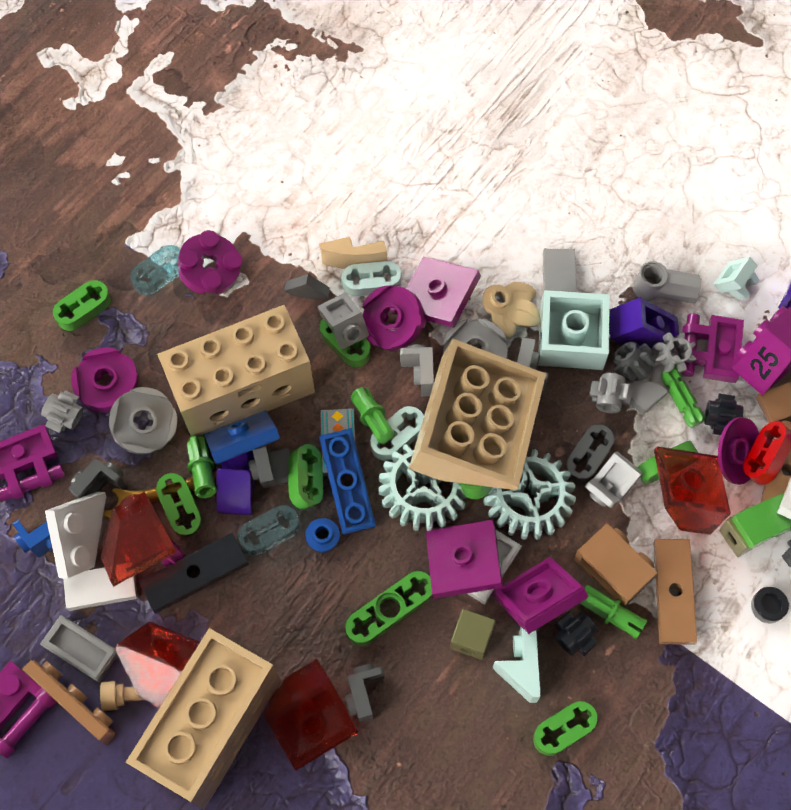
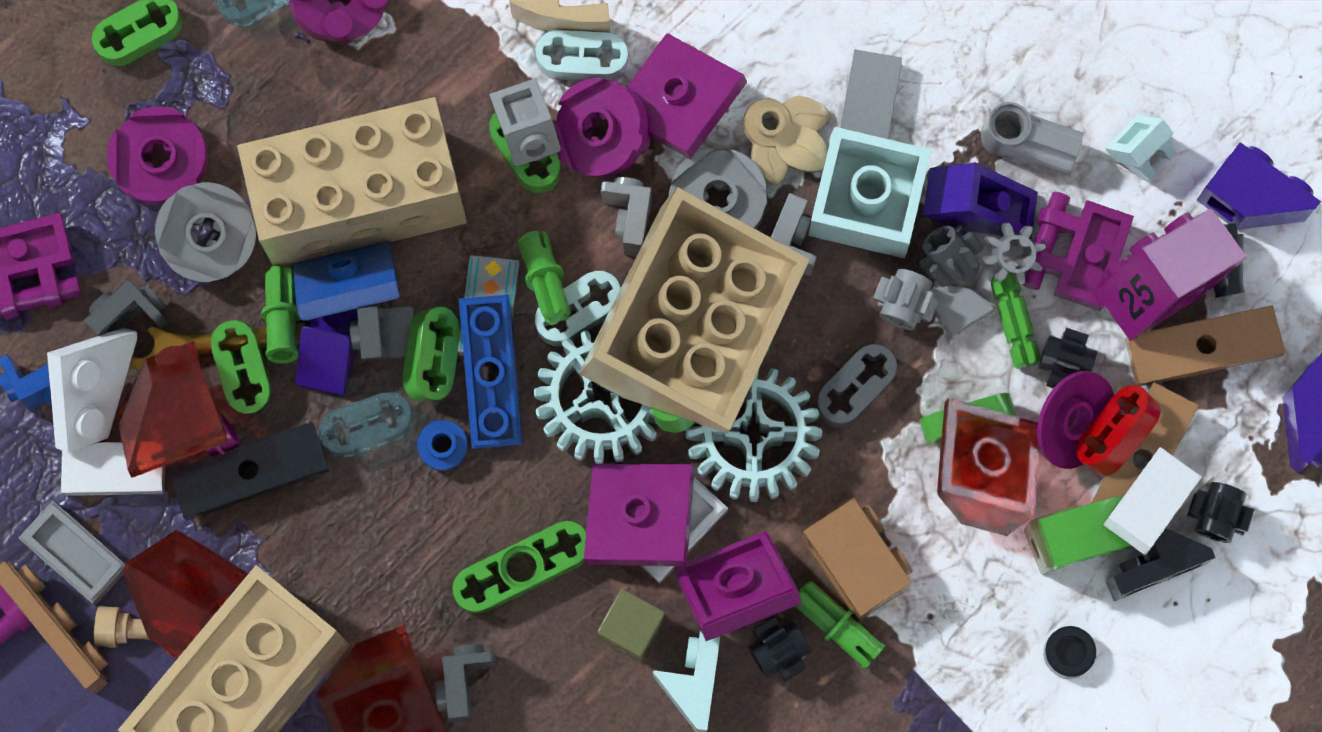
camera: 10 degrees right, 10 degrees up
(62, 411) = (88, 198): light grey gear -> none
(307, 287) = (481, 56): dark grey tile -> none
(613, 481) = (880, 435): bracket -> none
(674, 571) = (940, 580): medium nougat tile -> none

